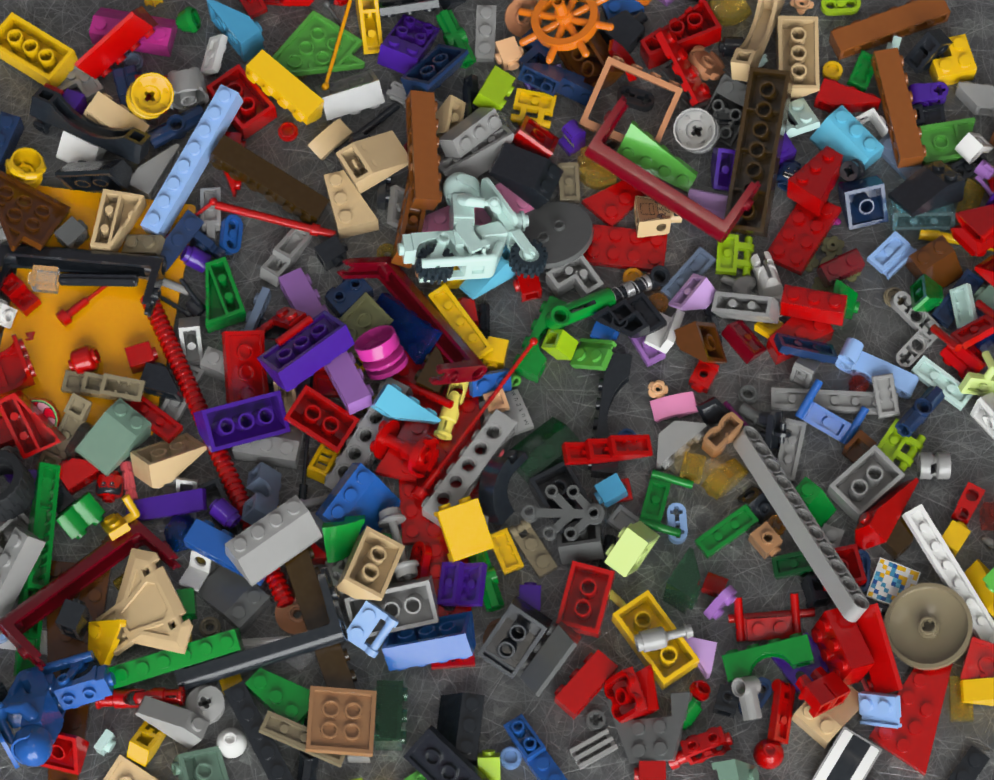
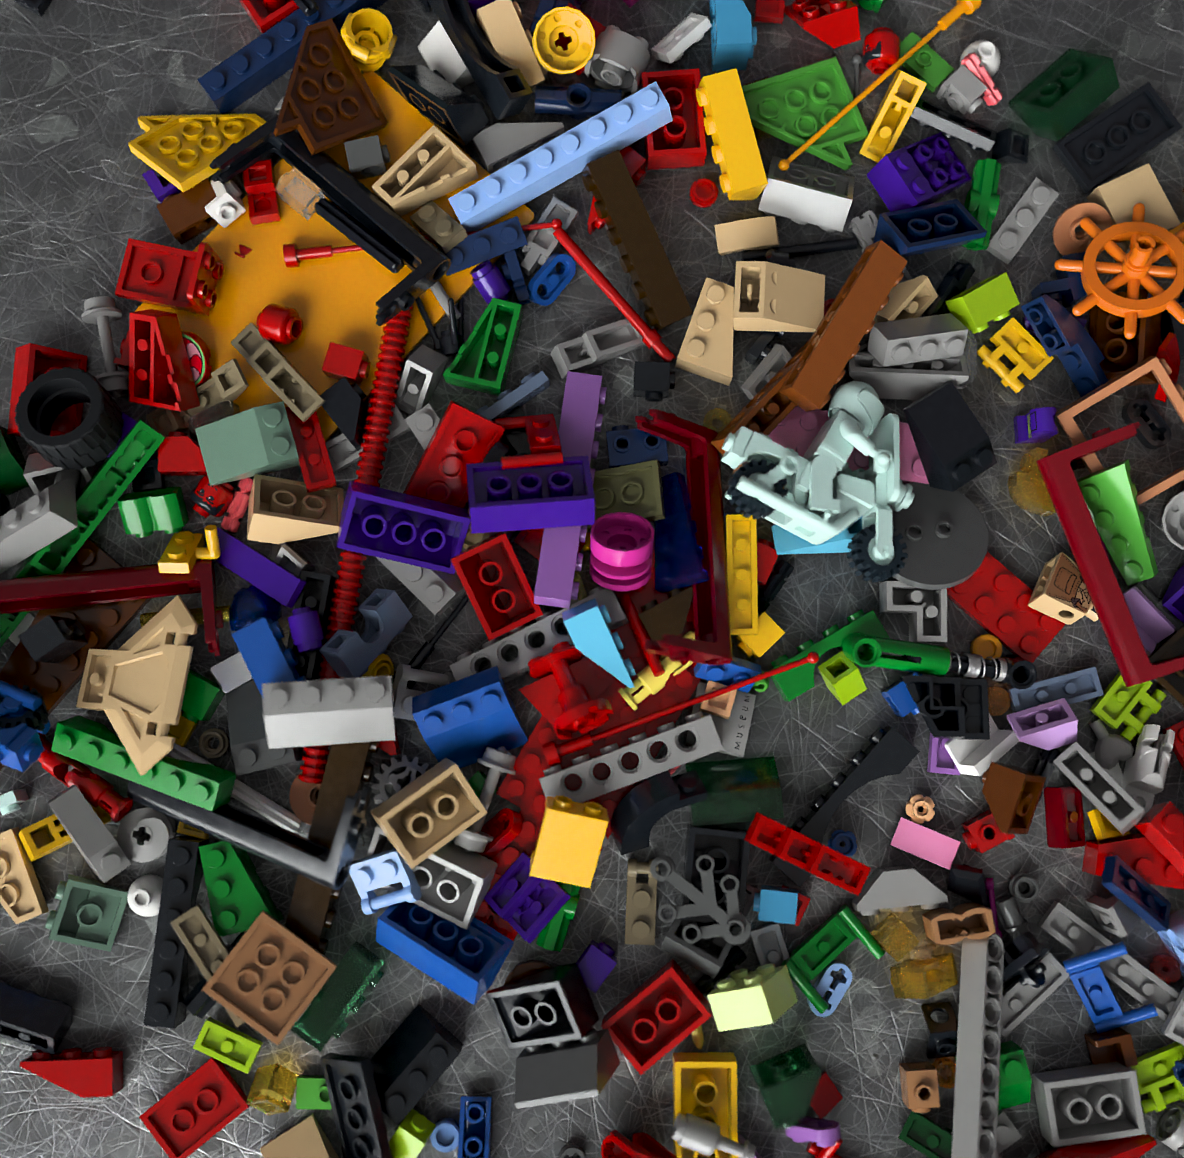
camera: 35 degrees right, 15 degrees up
(103, 638) = (75, 683): yellow wing -> none
(318, 471) = (455, 643): yellow slope -> none
(341, 537) = (417, 753): green slope -> none
(506, 551) = (607, 885): yellow plate -> none
(508, 53) = (1032, 266): light nougat brick -> none
(528, 287) = (849, 581): red brick -> none
(535, 138) = (990, 397): red slope -> none
(569, 183) = (990, 484): dark tan plate -> none
(585, 683) = (591, 1116): red brick -> none
(593, 354) = (874, 717): bright green plate -> none
(613, 202) = (1027, 538): red wing -> none
(726, 531) = (881, 1040): green plate -> none

